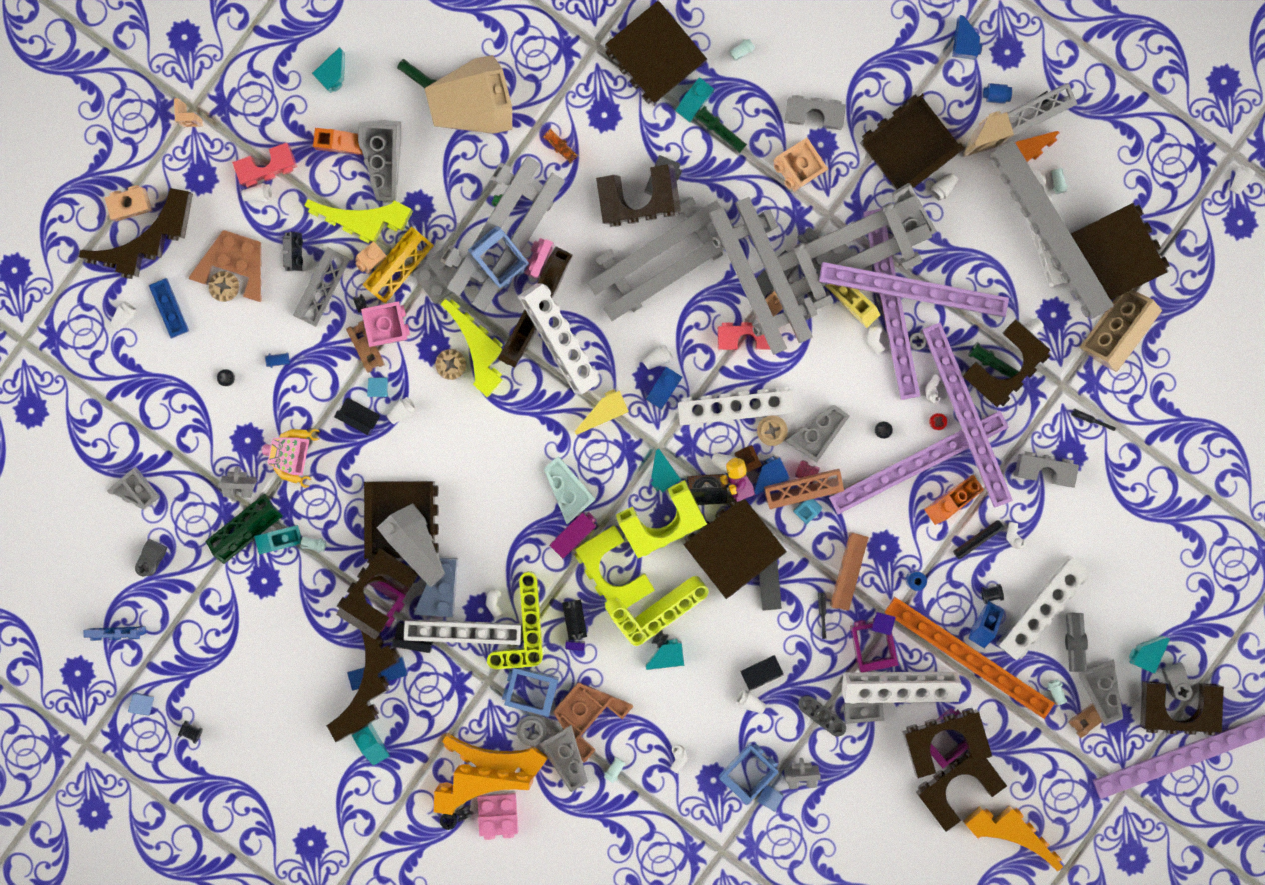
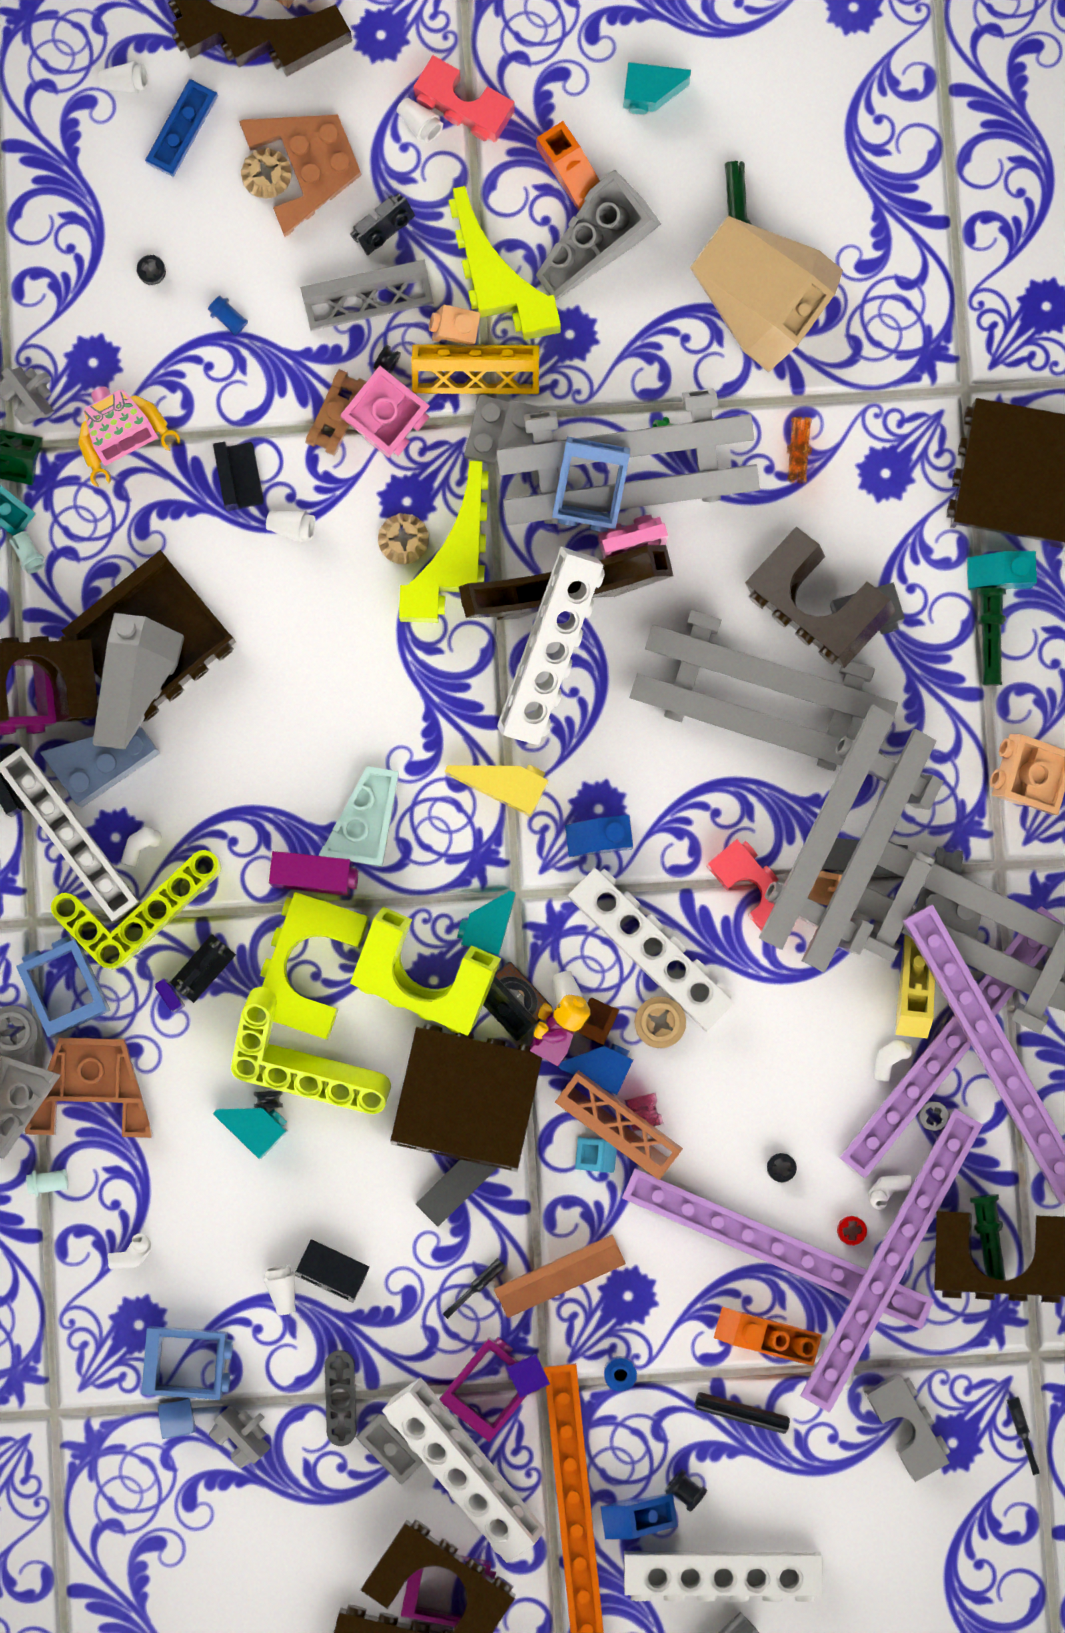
camera: 60 degrees right, 5 degrees down
(377, 387) = (297, 470): medium azure slope -> none
(658, 357) = (632, 796): white cone -> none
(819, 433) = (706, 1086): light grey wing -> none
(1013, 538) = (782, 1457): white arm -> none

